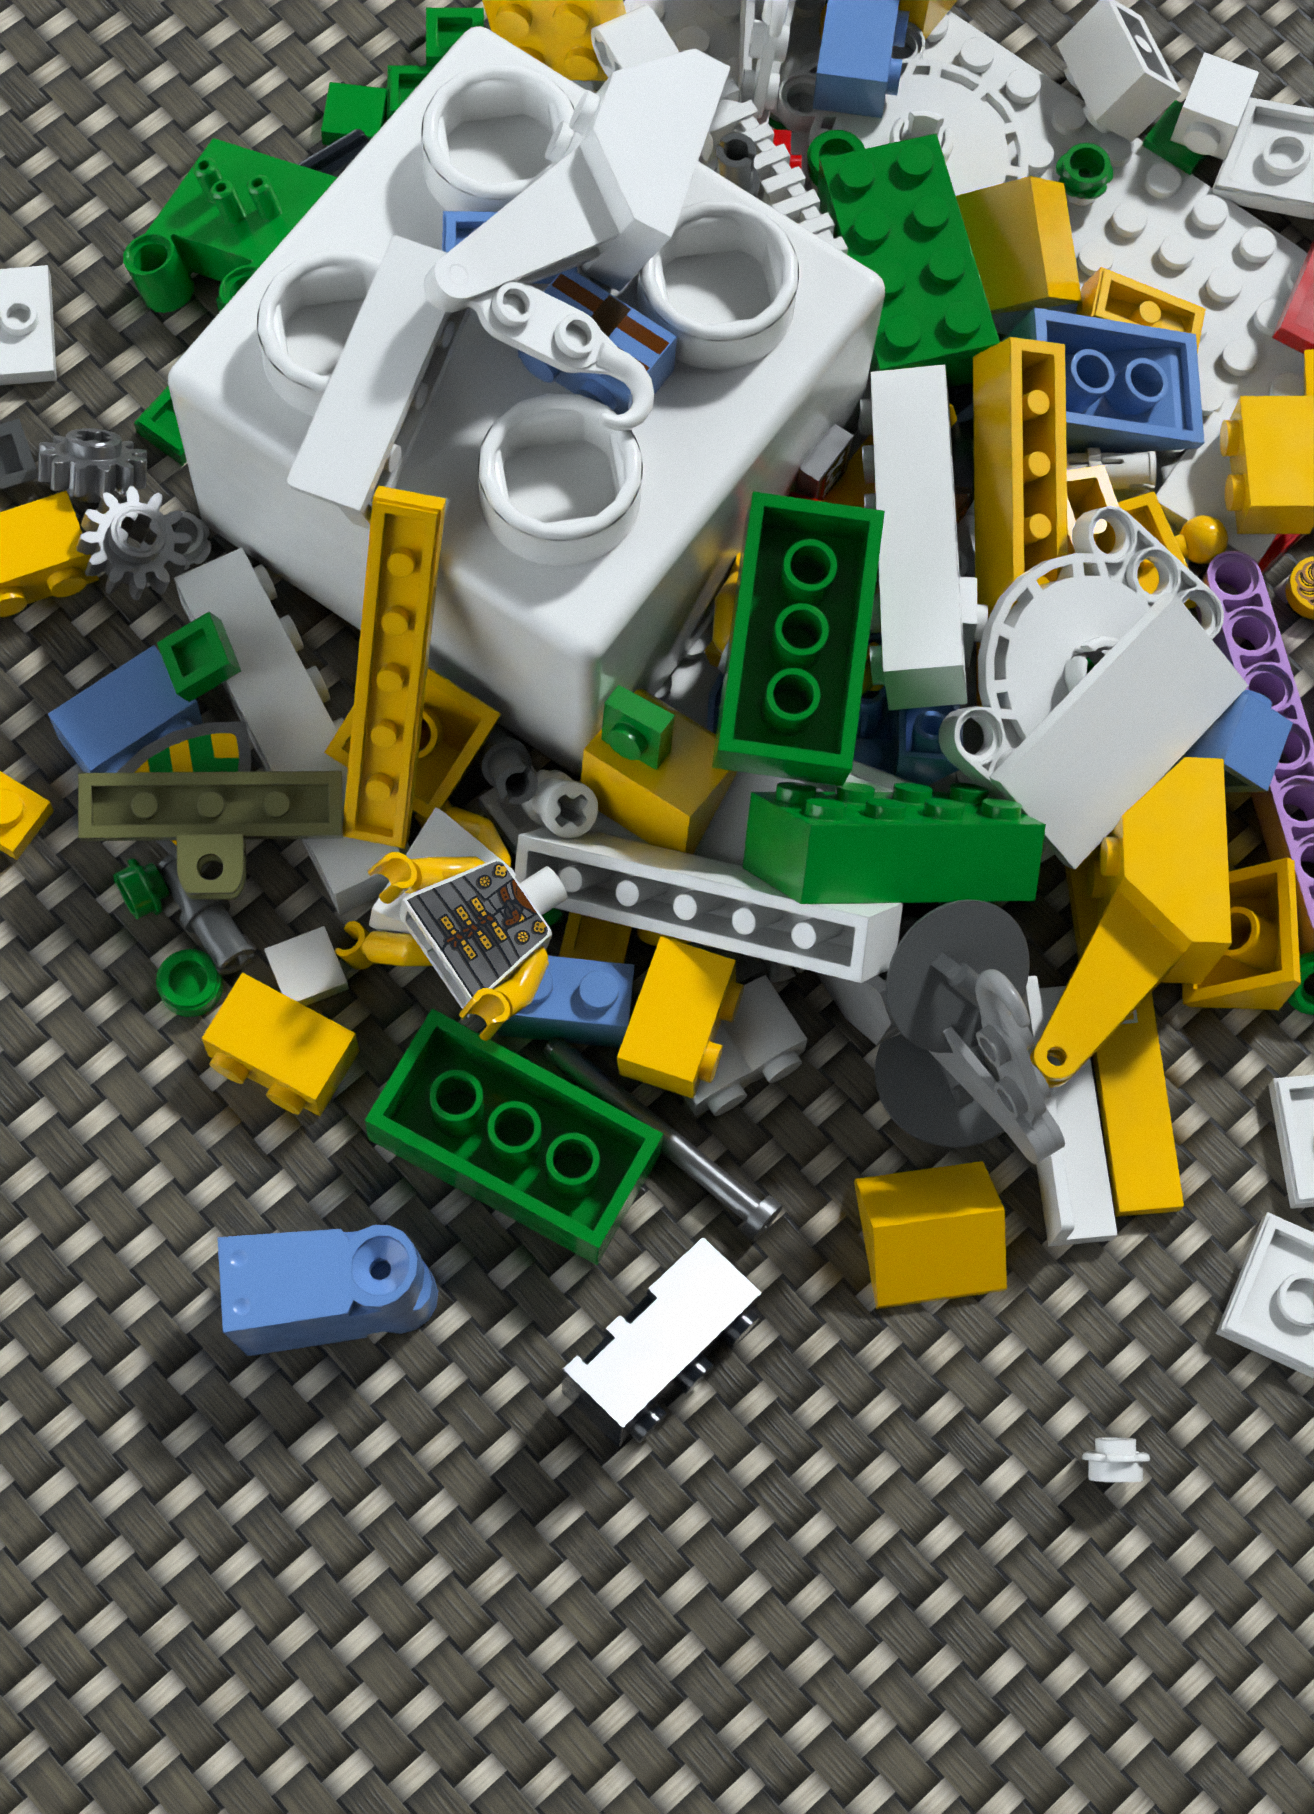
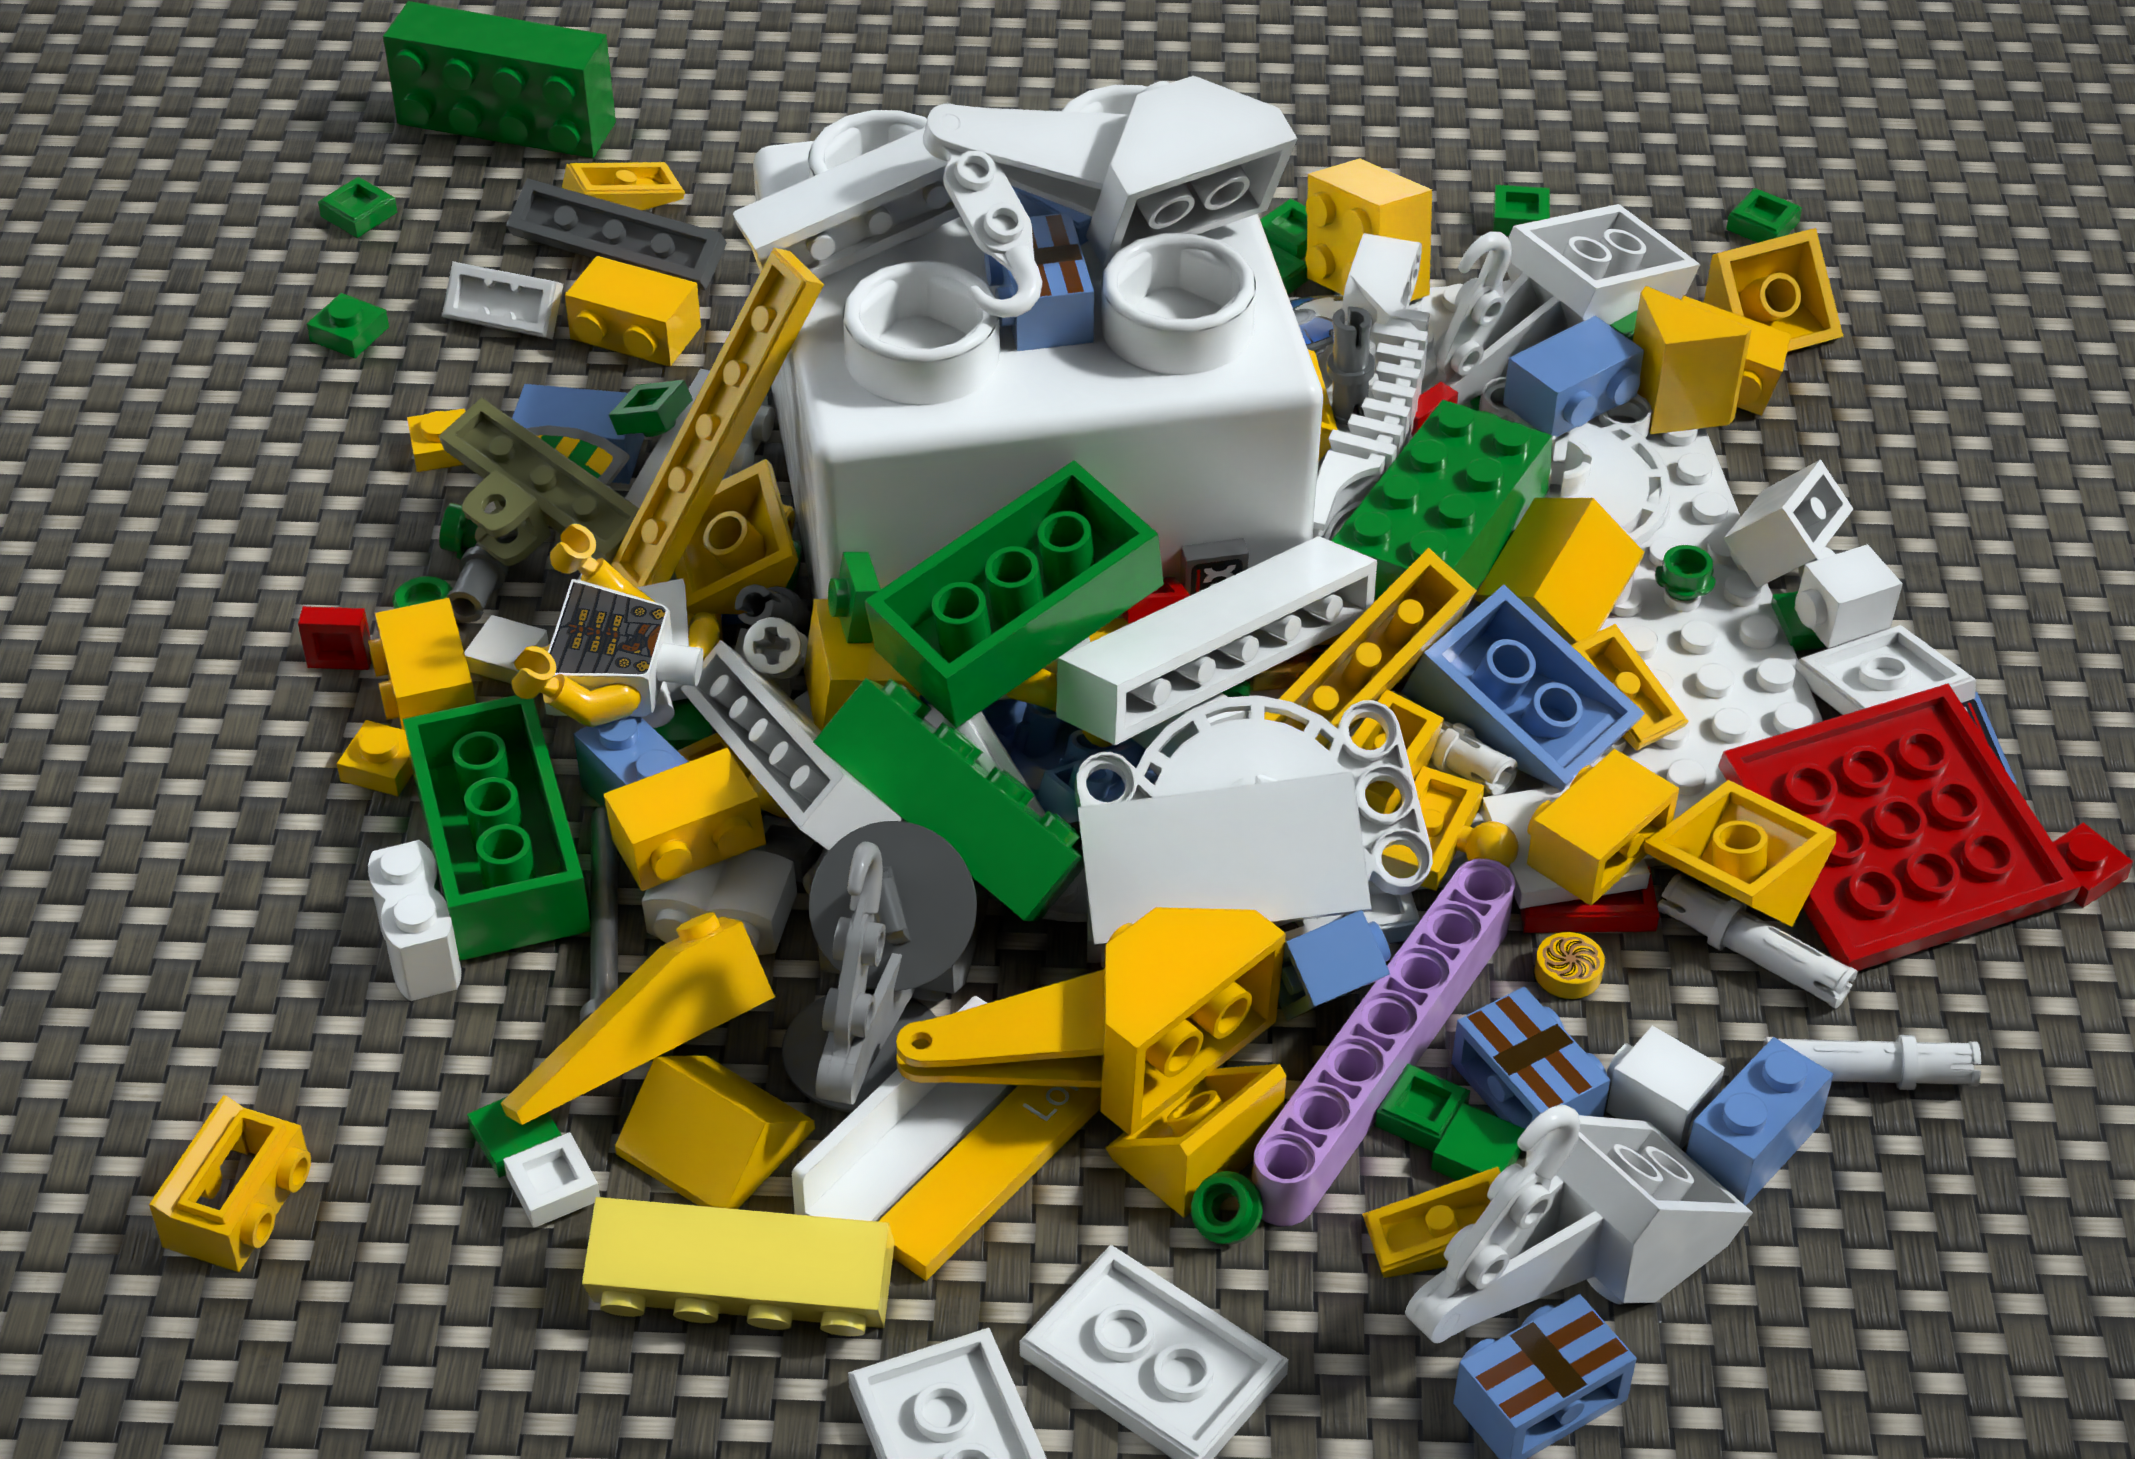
camera: 50 degrees right, 25 degrees down
(91, 464) = (724, 280): flat silver gear -> none
(108, 537) = (691, 330): flat silver gear -> none
(172, 1078) = (335, 637): none -> red plate
(321, 1287) = (250, 800): medium blue piece -> none
(329, 1148) = (377, 759): none -> yellow plate
(529, 1261) = (414, 920): none -> white brick
(651, 1601) = (249, 1213): none -> yellow window
(662, 1344) = (419, 1021): wedge -> none
(801, 1360) = (504, 1137): none -> green tile
(832, 1200) = (667, 1001): none -> yellow wedge
(877, 1375) = (551, 1179): none -> white plate
(1083, 1324) = (739, 1265): none -> light yellow brick
(1115, 1460) = (649, 1383): white plate -> none

